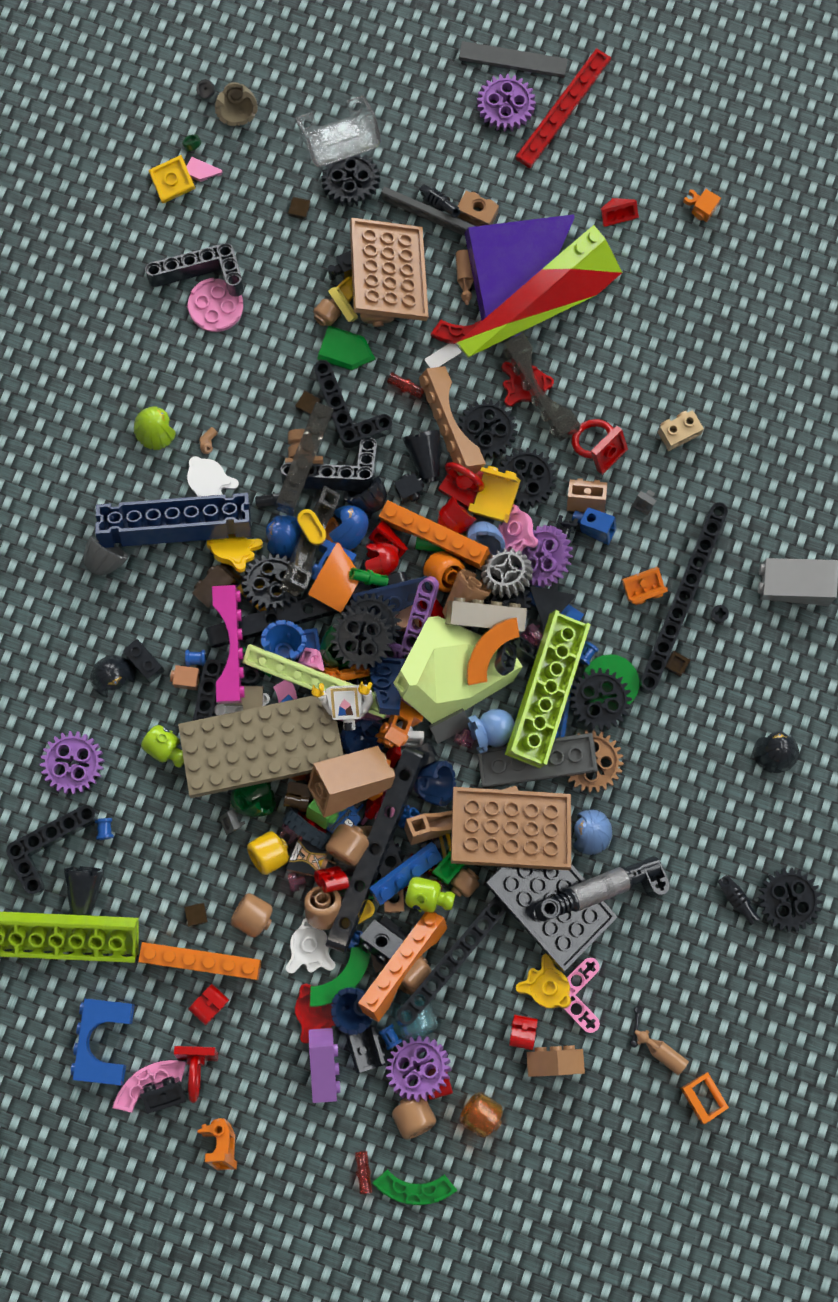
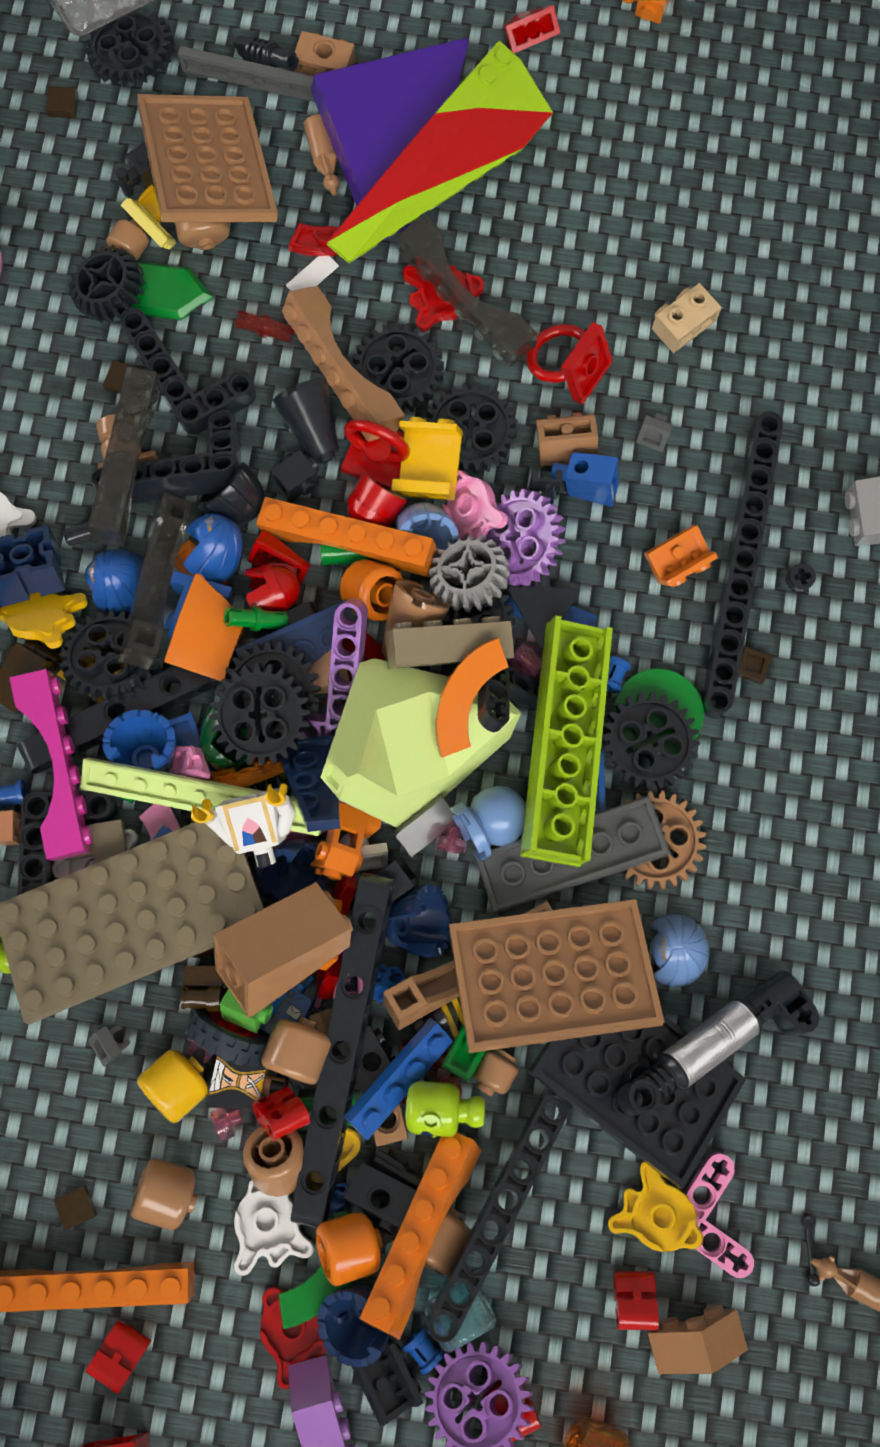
camera: 10 degrees left, 0 degrees up
(253, 800) = (136, 1005): dark green hair -> none
(311, 527) = (154, 558): yellow tile -> none
(312, 330) = (106, 283): none -> black gear
(357, 966) = (348, 1248): none -> orange head

